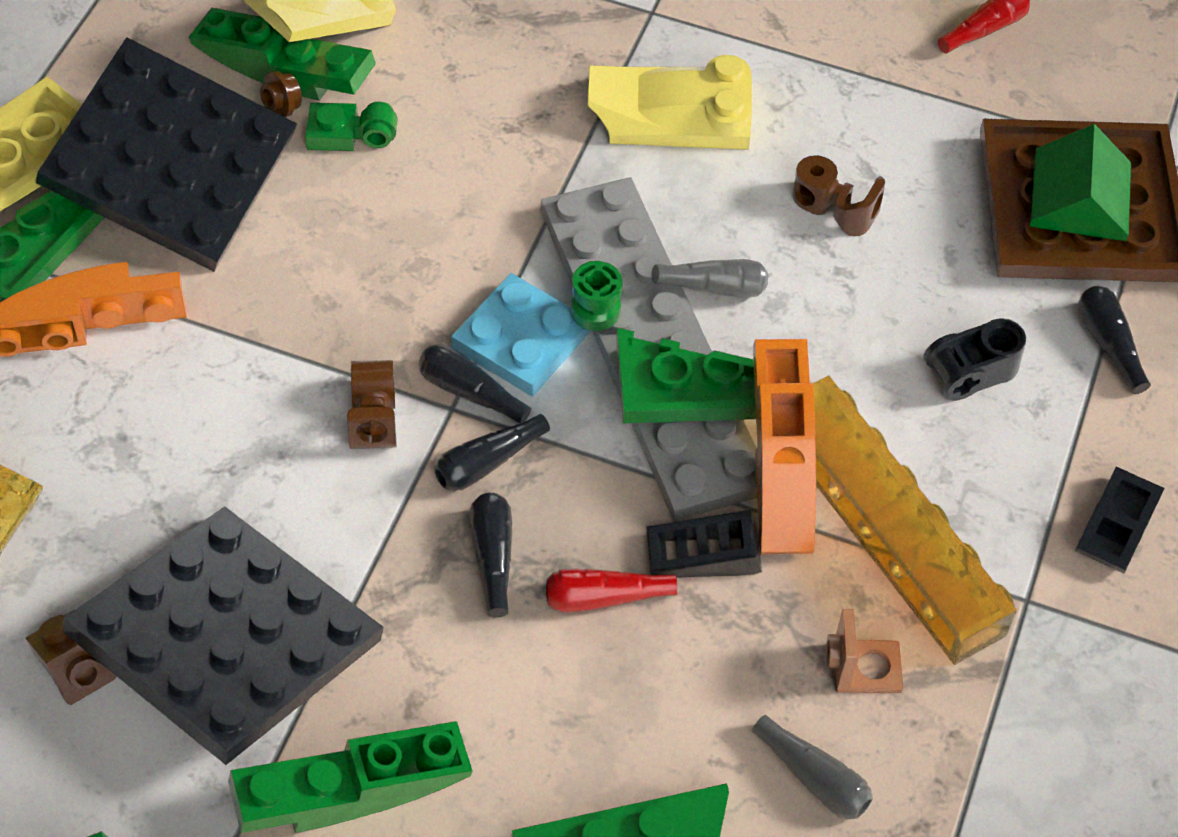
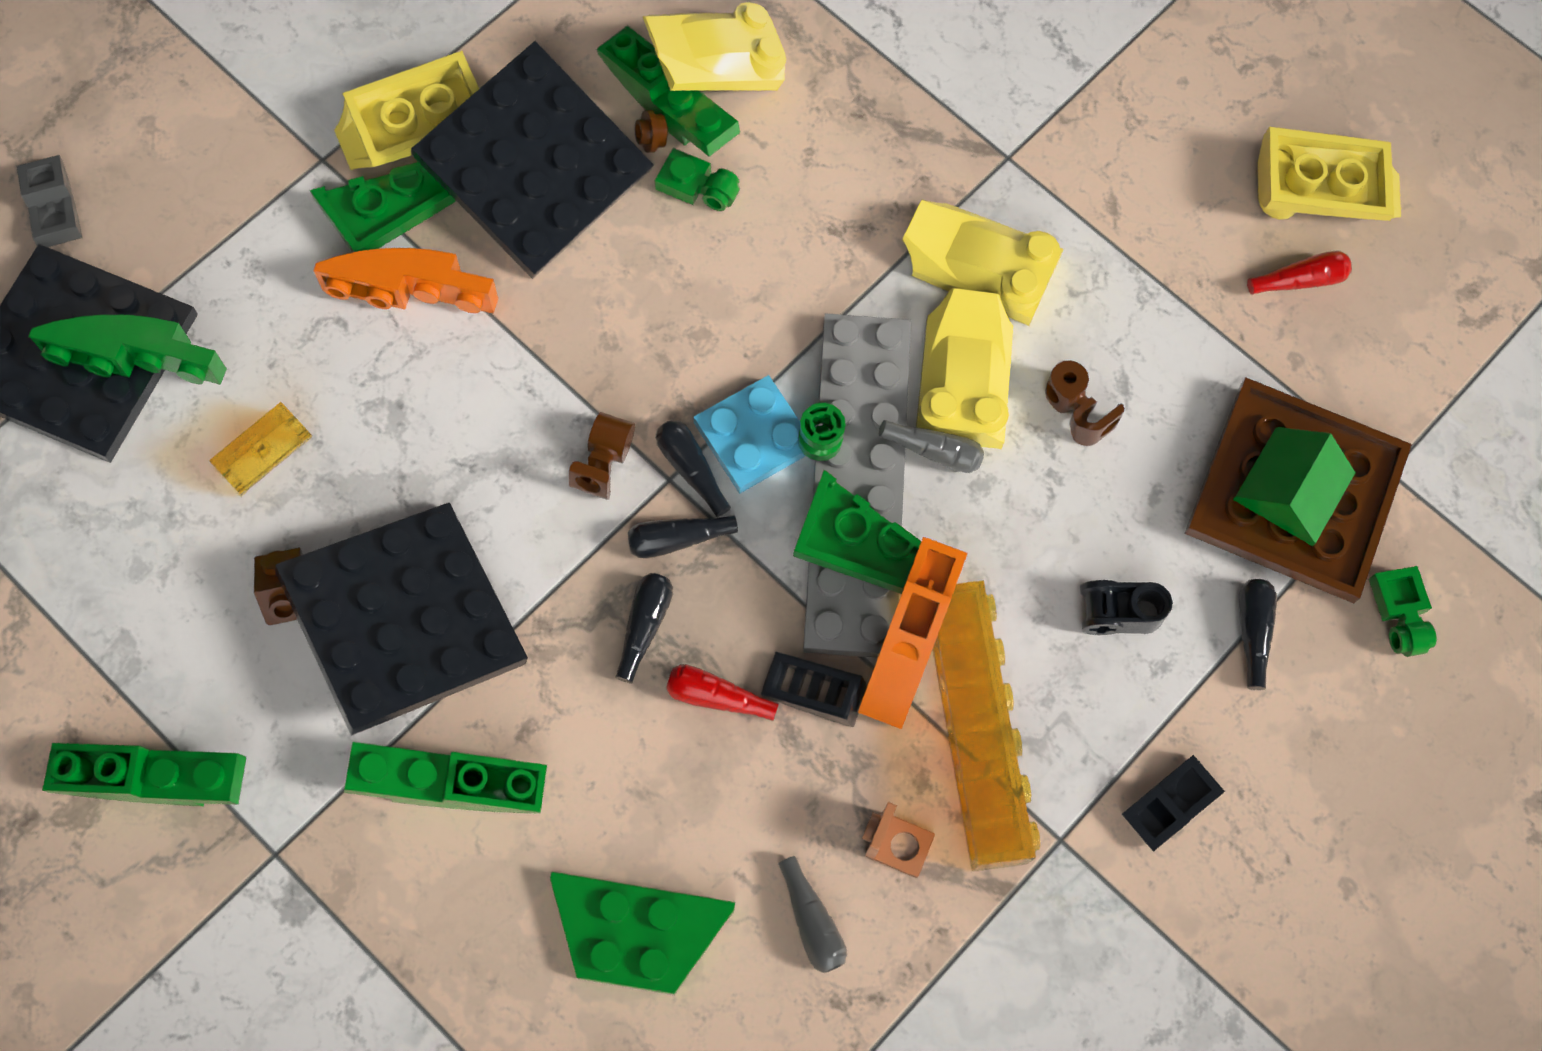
camera: 20 degrees right, 15 degrees up
(707, 199) = (967, 368): none -> light yellow slope

